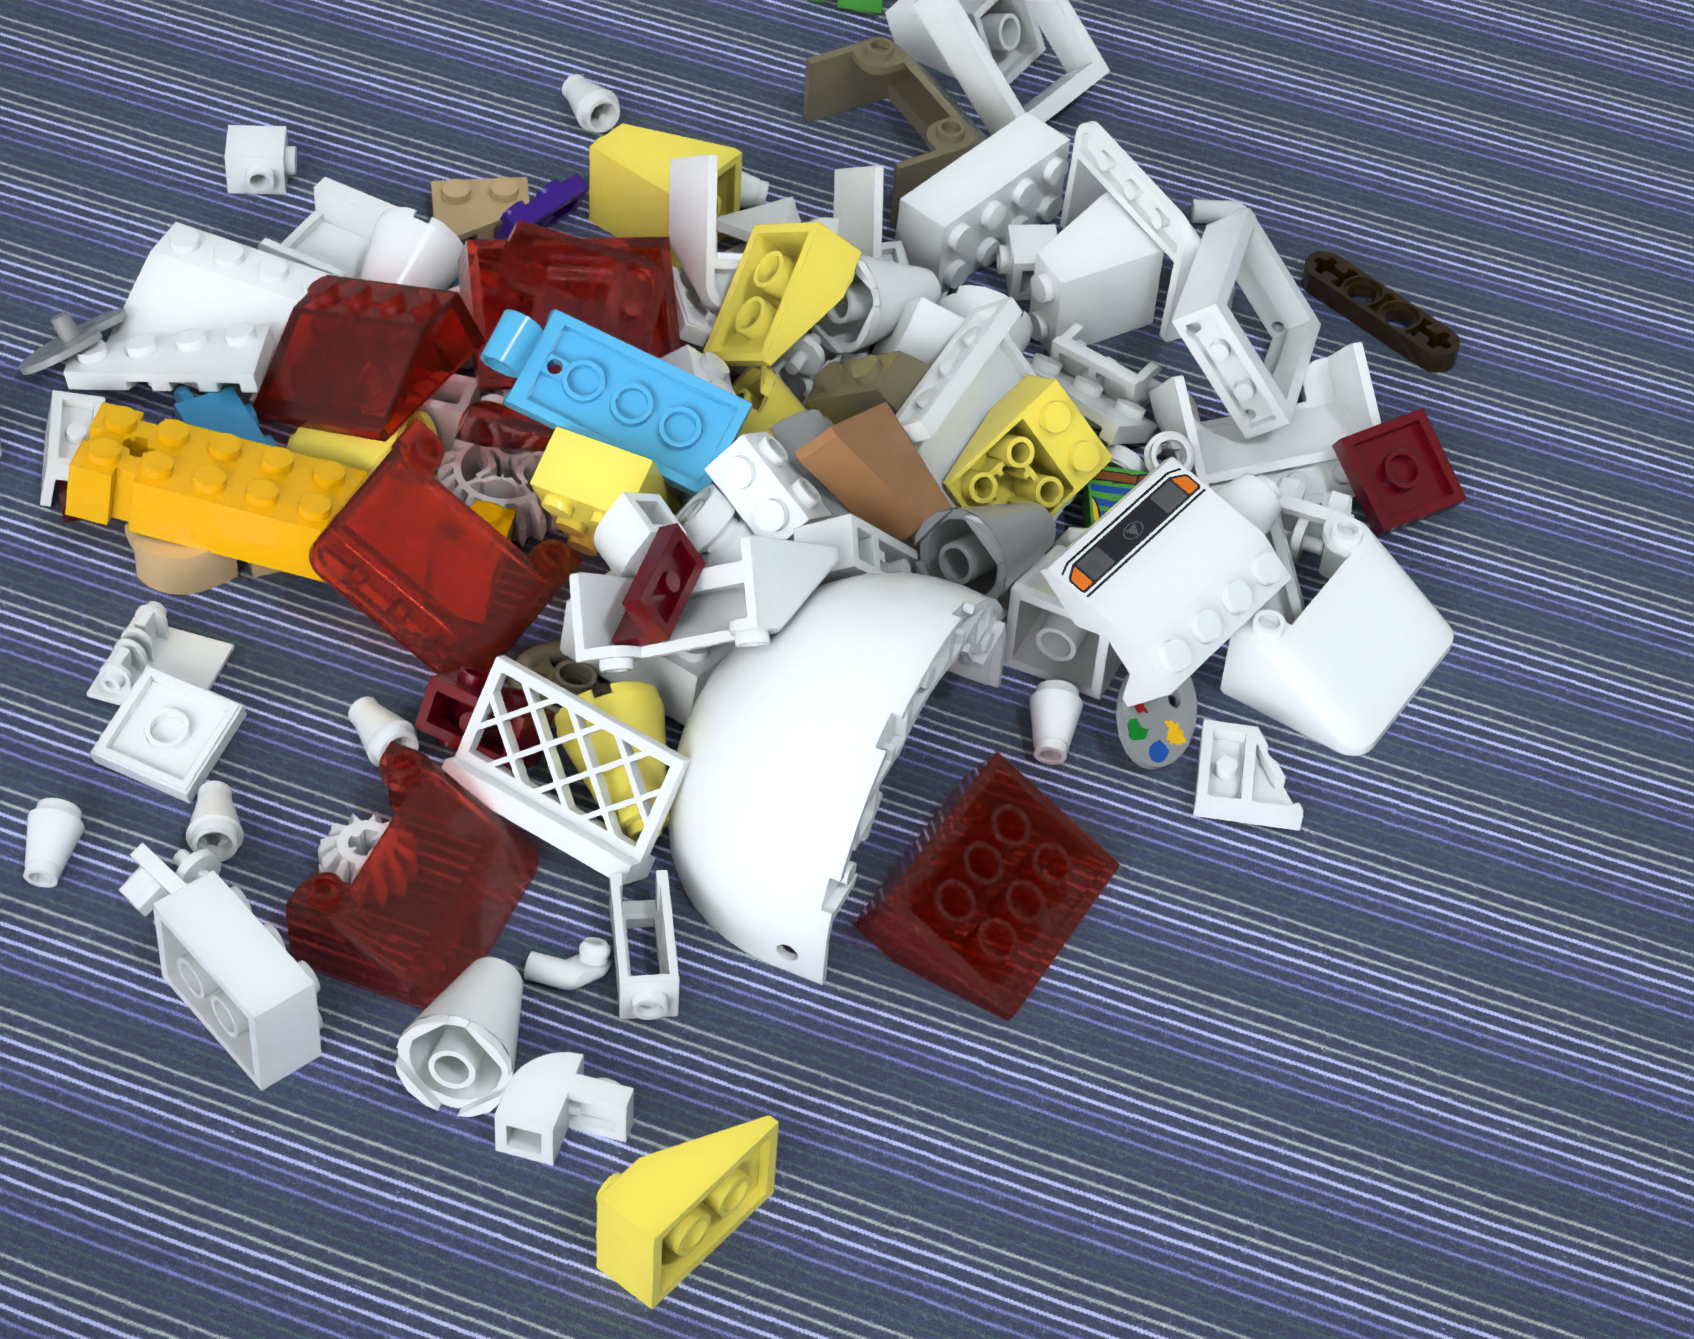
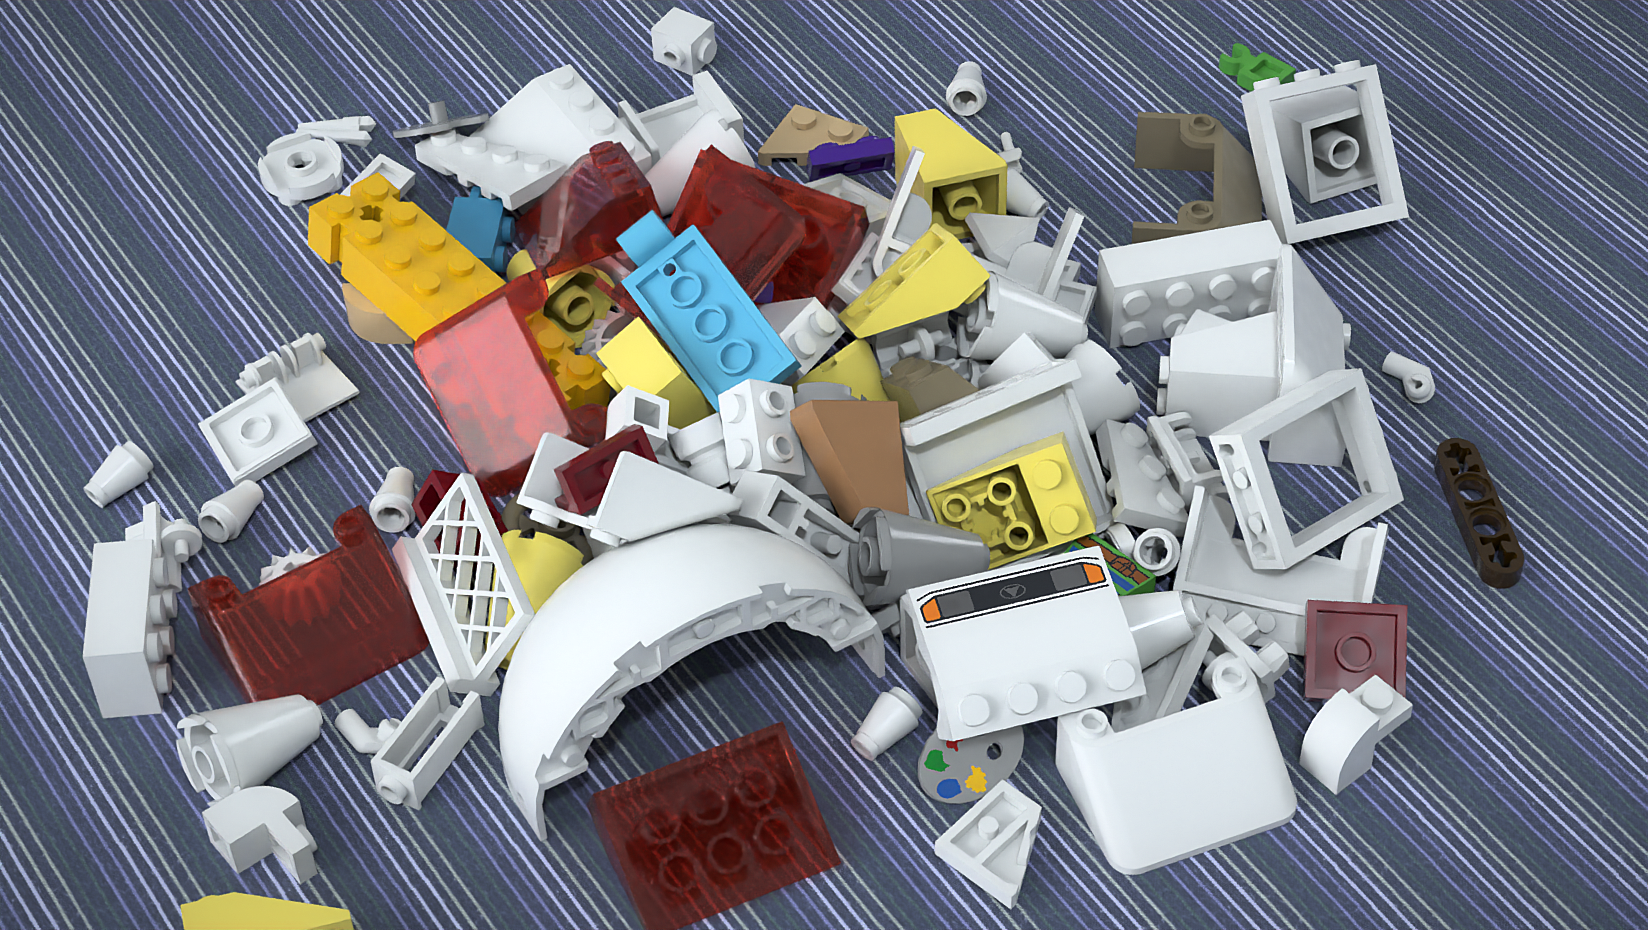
camera: 40 degrees right, 0 degrees up
(1456, 542) = (1345, 732): none -> white brick

